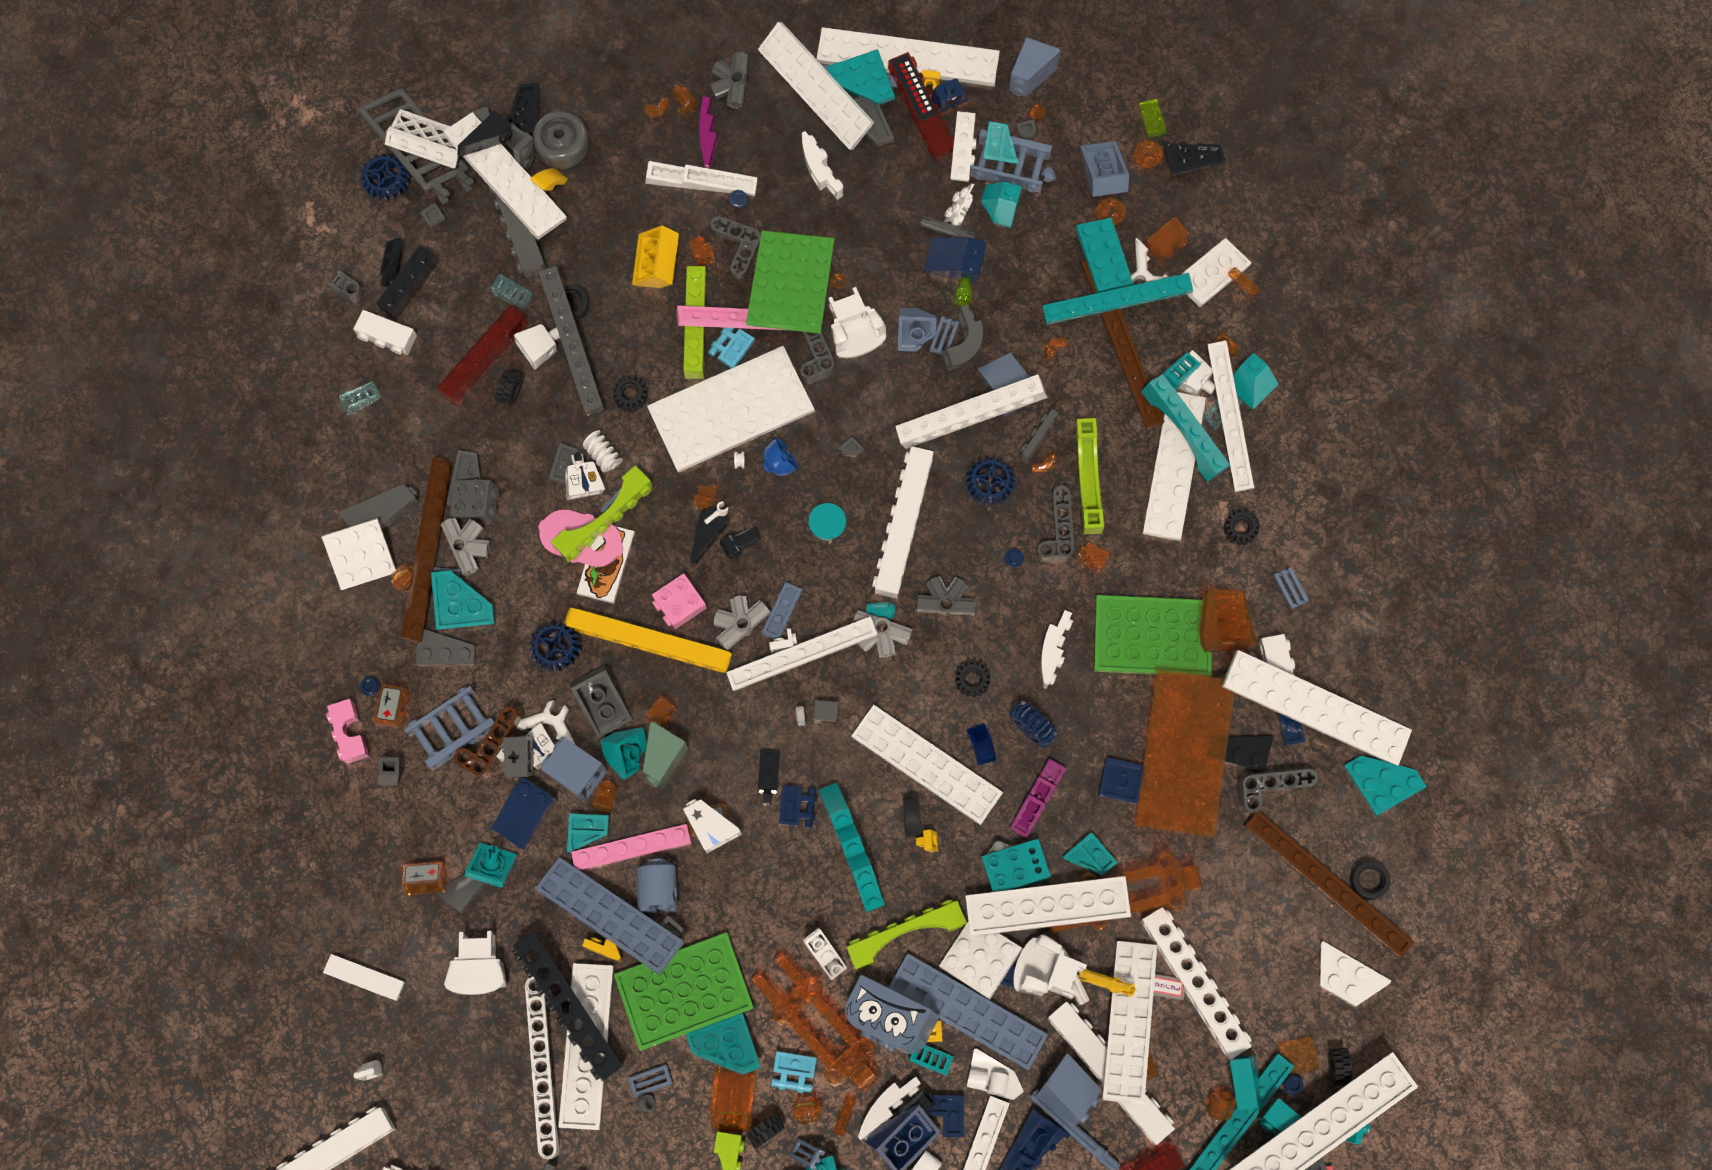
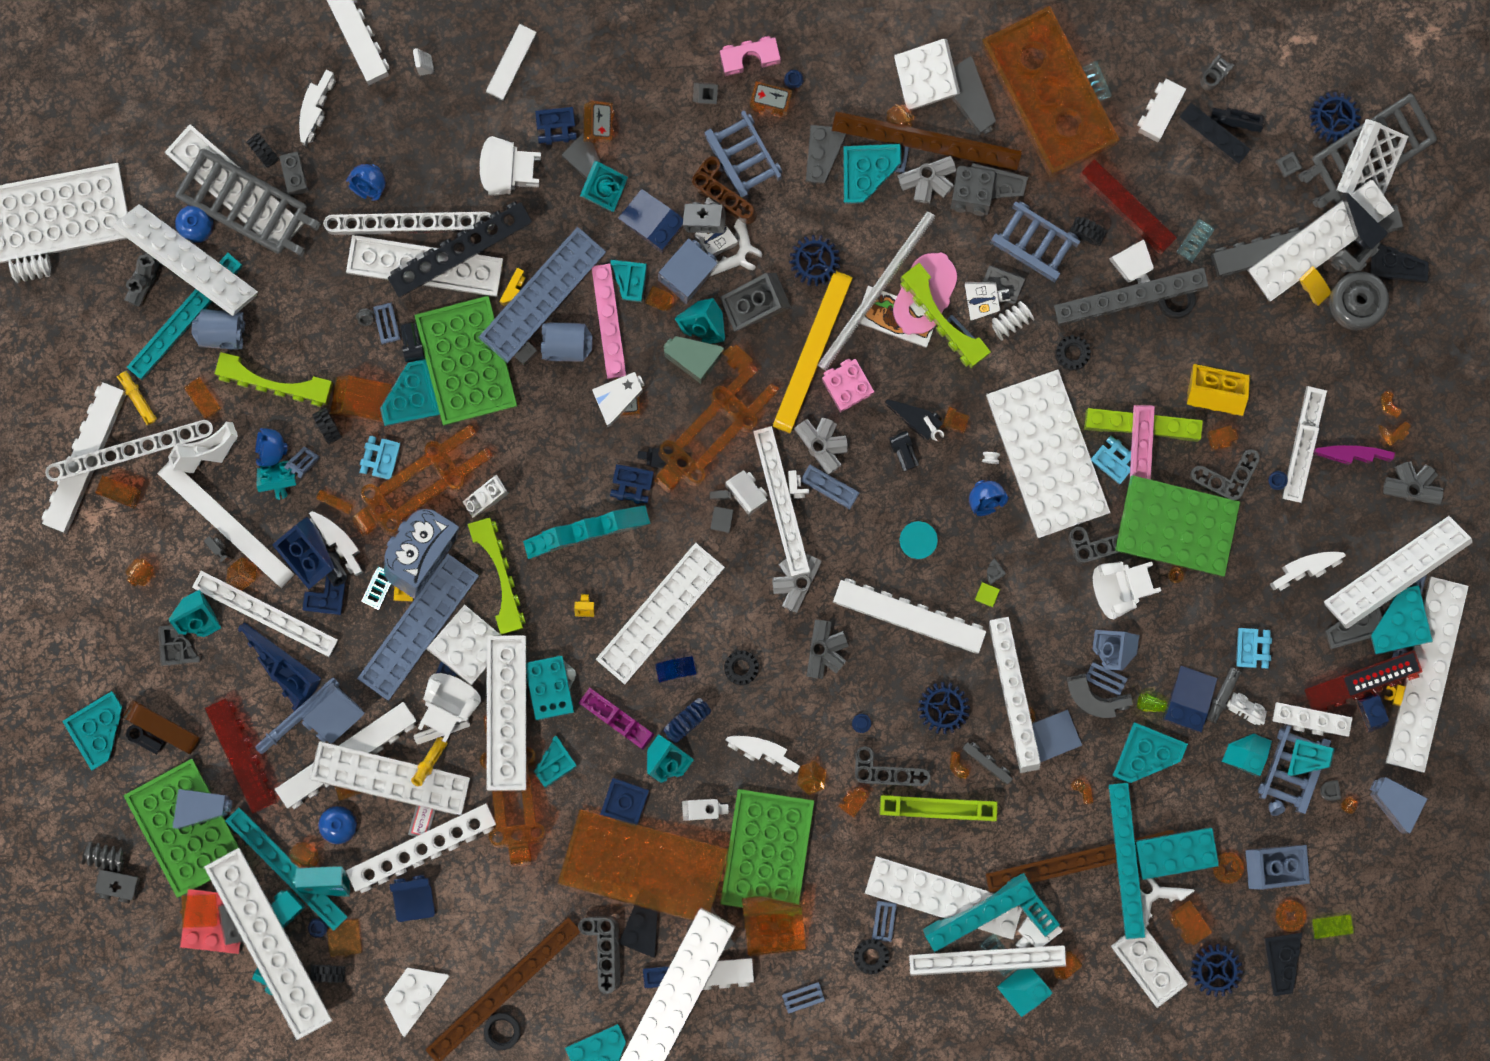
camera: 90 degrees right, 10 degrees up
(371, 434) = (1049, 91): none -> clear orange plate
(422, 923) = (555, 119): none -> dark blue plate
(499, 1117) = (367, 180): none -> blue cylinder
(532, 452) = (1034, 260): none -> sand blue fence
(583, 584) = (870, 298): none -> white axle
(674, 1049) = (412, 347): none -> black piece
(784, 763) = (672, 474): none -> clear orange beam
(796, 689) = (746, 492): none -> white slope
(806, 1110) = (342, 466): clear orange head -> none
(874, 452) = (987, 594): none -> lime tile
(881, 609) = (819, 587): teal cone -> none
(900, 212) = (1247, 648): none -> medium azure plate
(911, 816) = (608, 592): black tyre -> none
(993, 1077) = (355, 644): white panel -> none
(1011, 292) = (1147, 753): none -> teal plate
(1074, 599) = (811, 777): none -> clear orange panel
(1074, 743) = (666, 760): none -> teal slope
(1120, 701) = (696, 809): none -> white torso
(1183, 1075) = (337, 825): none -> blue cylinder
(1205, 203) = (1221, 963): none -> dark blue gear
(1221, 520) = (881, 937): none -> sand blue tile
(1244, 281) = (1135, 996): clear orange axle -> none
(1249, 987) = (412, 898): none -> dark blue bracket

